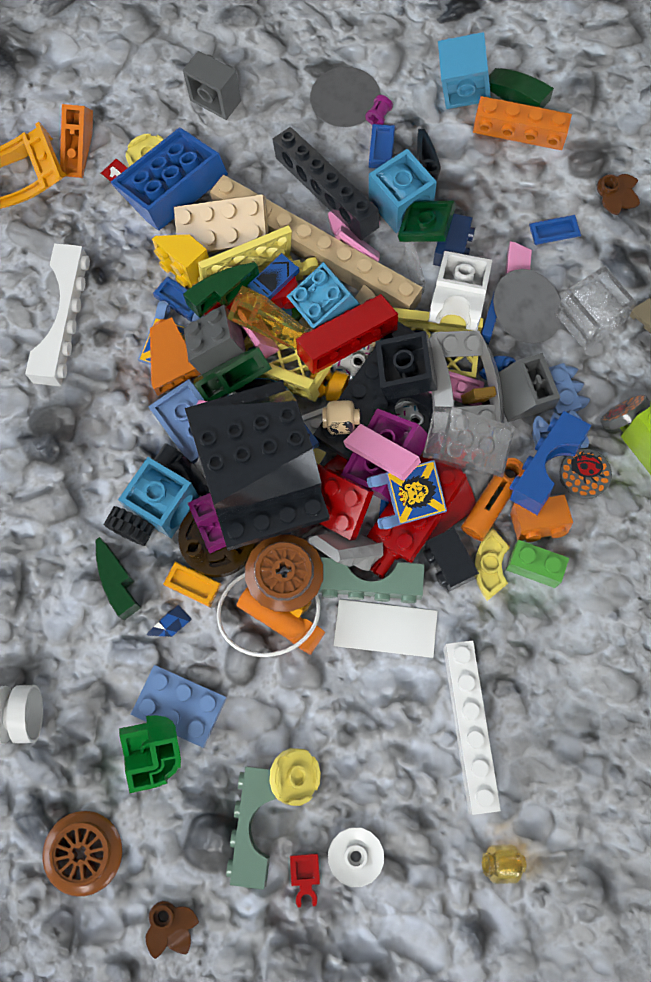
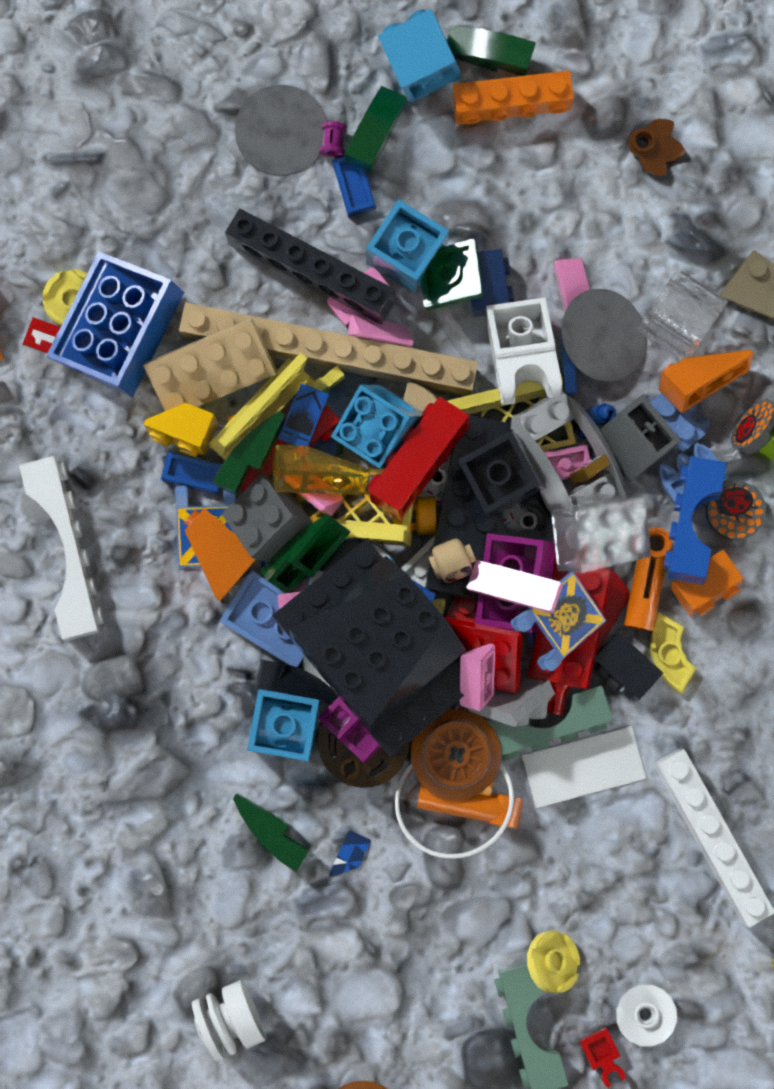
camera: 30 degrees left, 10 degrees up
(129, 525) = (262, 768): black tyre -> none
(150, 753) = (394, 999): green brick -> none
(182, 701) = (398, 938): medium blue plate -> none
(192, 584) = (356, 802): light orange tile -> none
(212, 85) = (117, 182): dark grey brick -> none
(323, 511) = (477, 677): none -> bright pink slope
(411, 114) = (375, 129): none -> dark green slope
(427, 154) = (417, 185): black piece -> none
(537, 564) = (720, 636): bright green brick -> none
(555, 230) = (599, 222): blue tile -> none
(593, 361) = (701, 376): none -> orange slope

